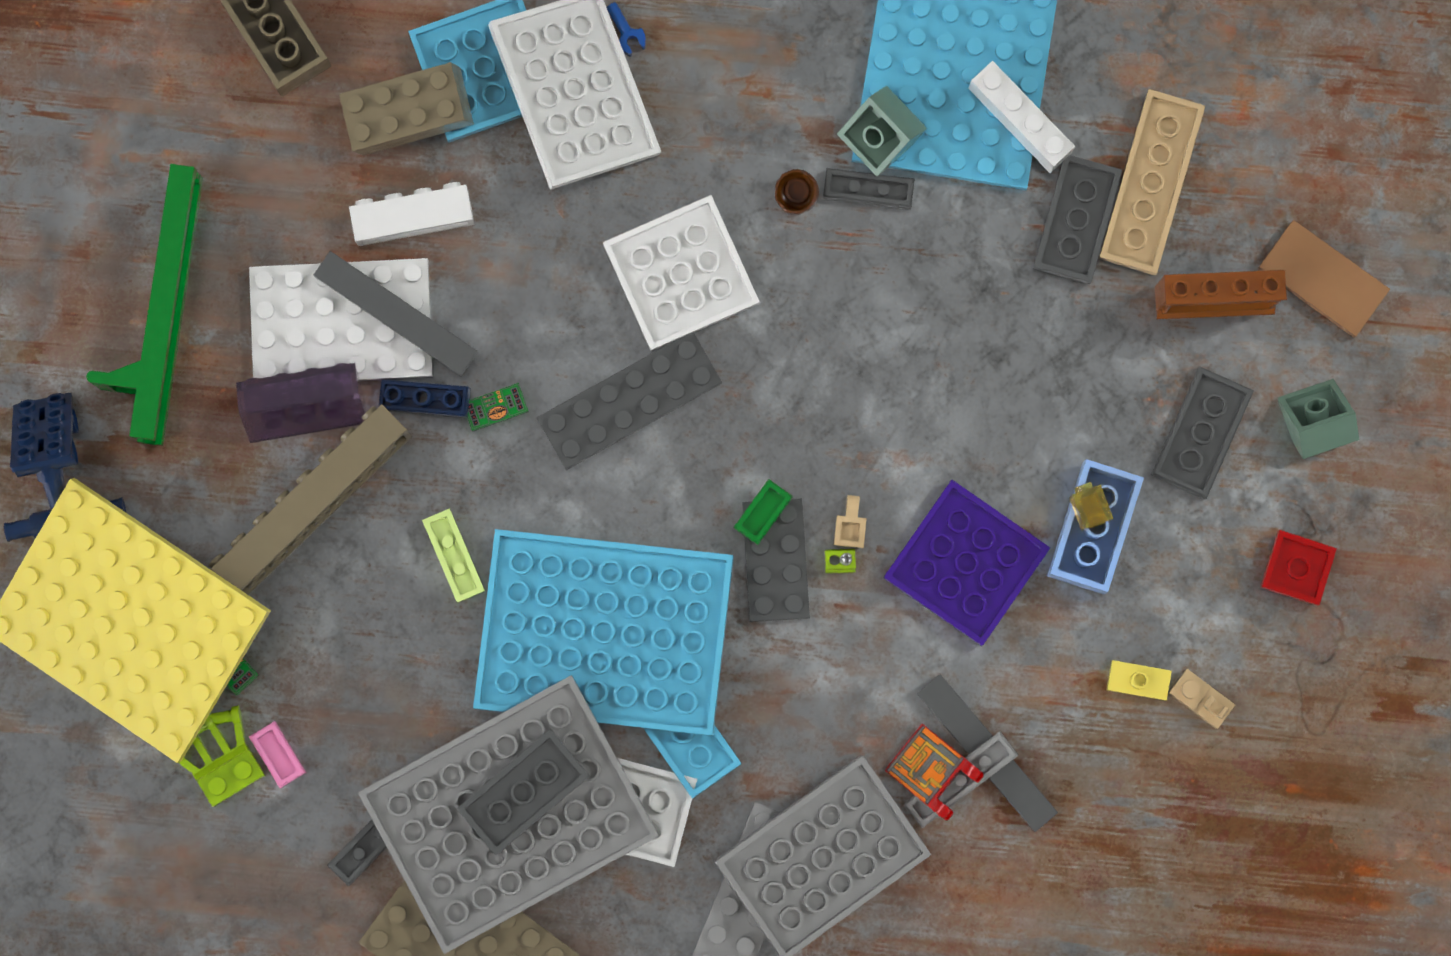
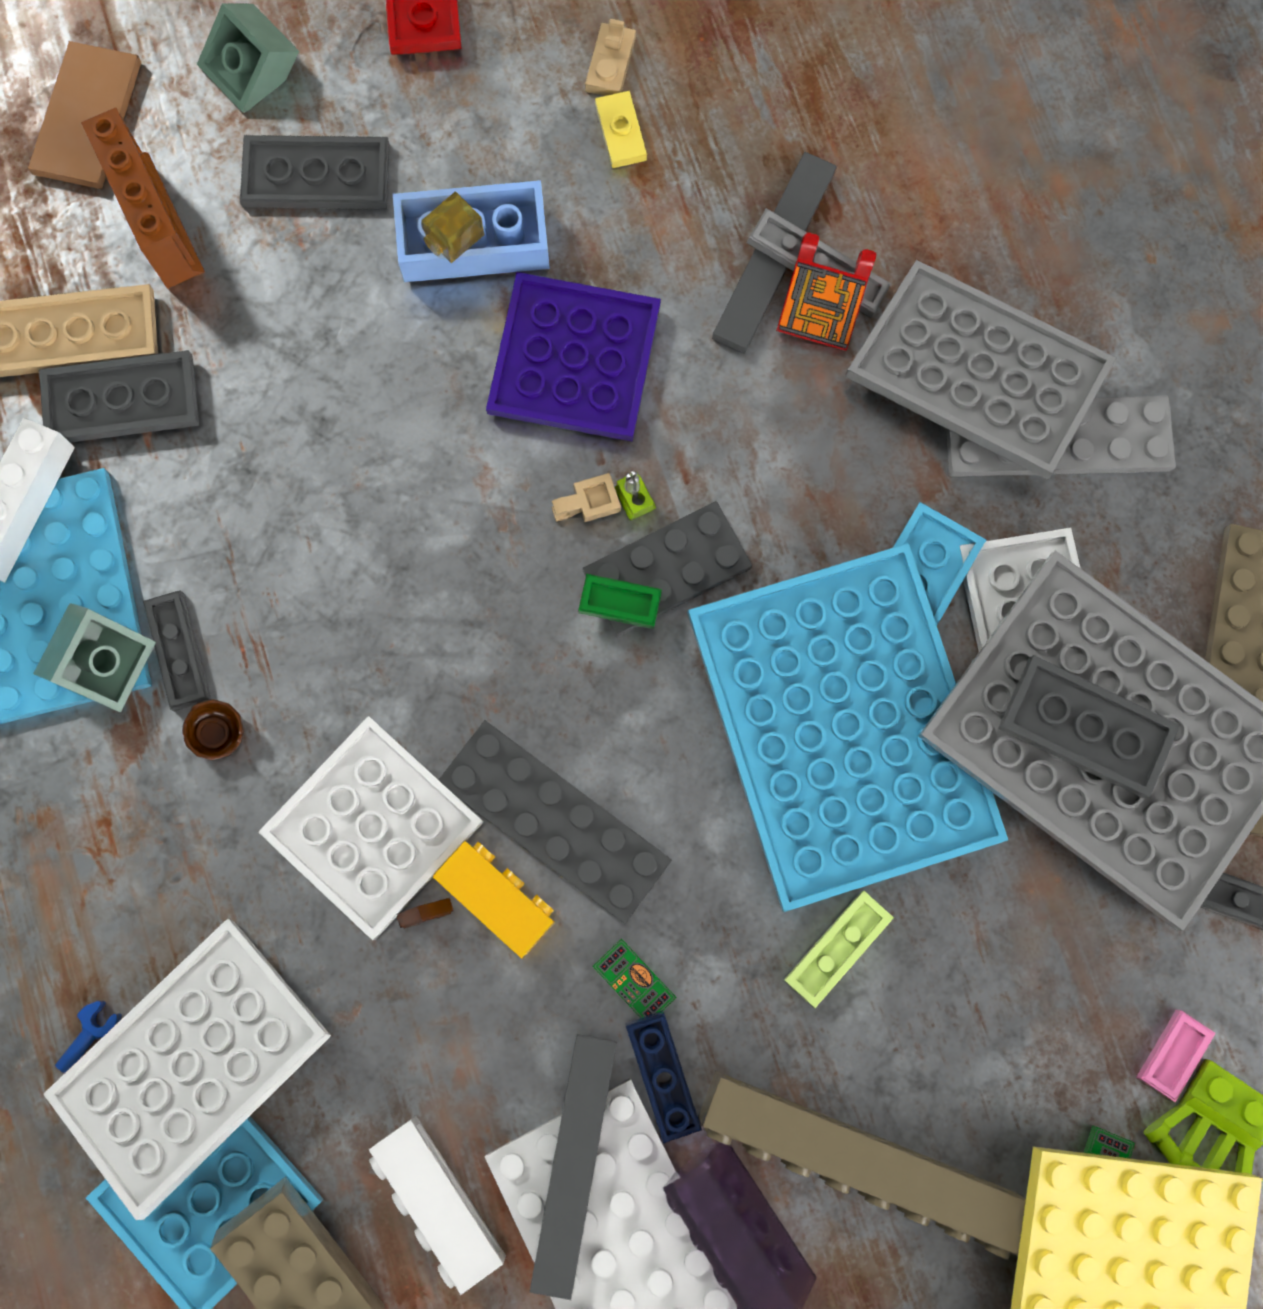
camera: 115 degrees left, 5 degrees down
(593, 336) = (495, 897): none -> yellow brick
(605, 285) = (424, 913): none -> reddish brown tile

